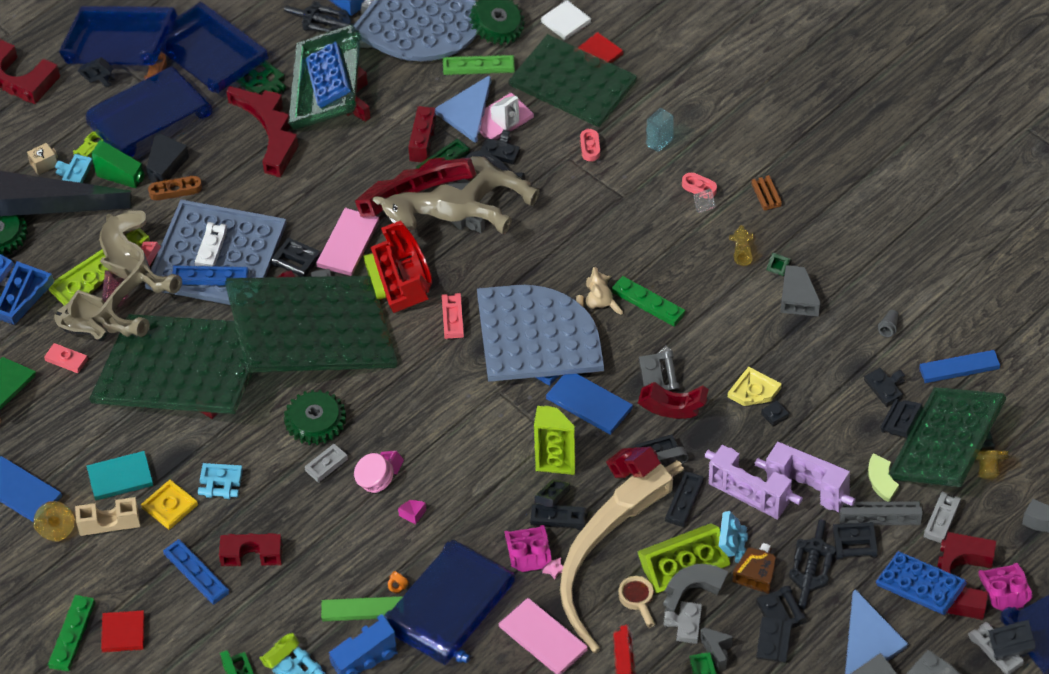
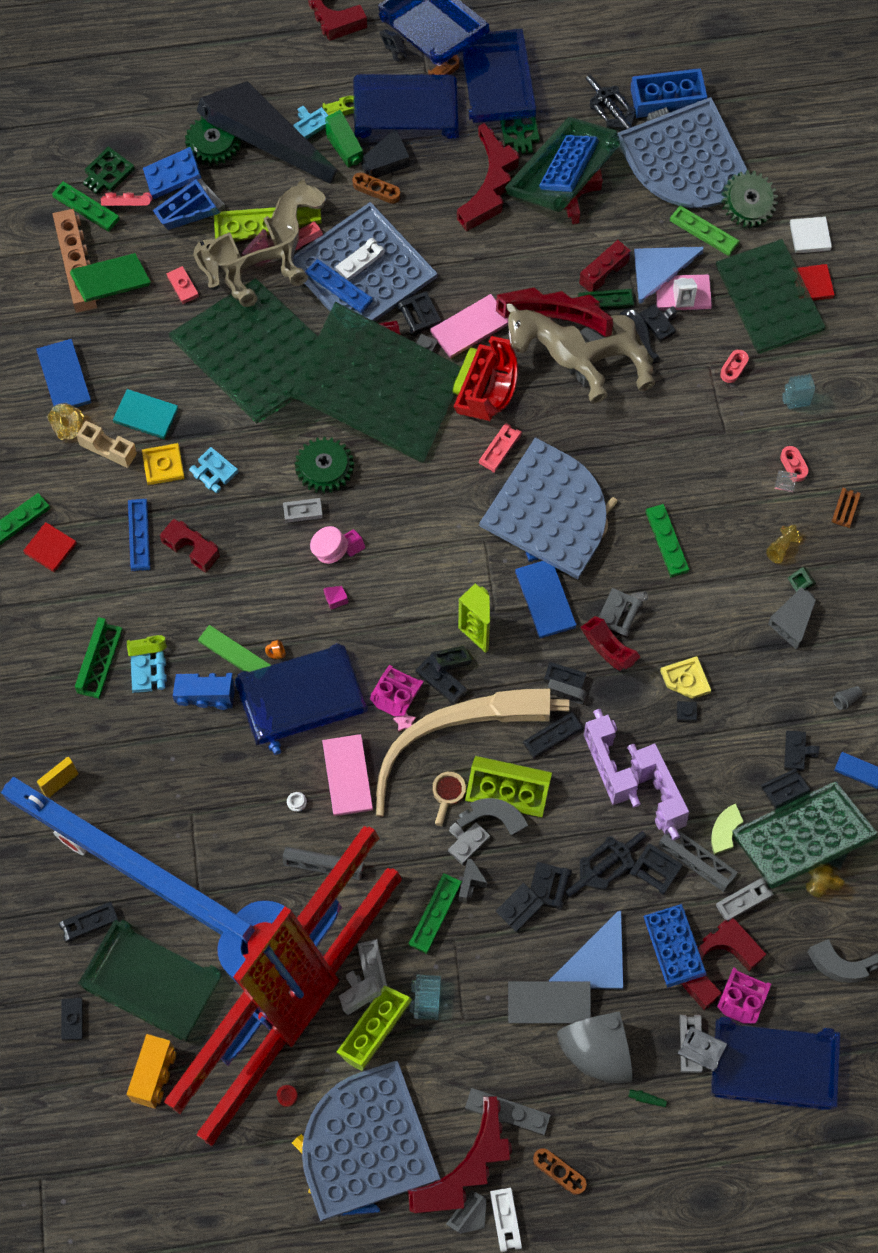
camera: 35 degrees right, 15 degrees up
(42, 158) = (295, 95): tan brick -> none
(600, 293) = (631, 507): tan animal -> none
(633, 460) = (530, 678): dark red arch -> none
(732, 536) = (555, 794): medium azure plate -> none
(756, 569) = (557, 836): reddish brown torso -> none

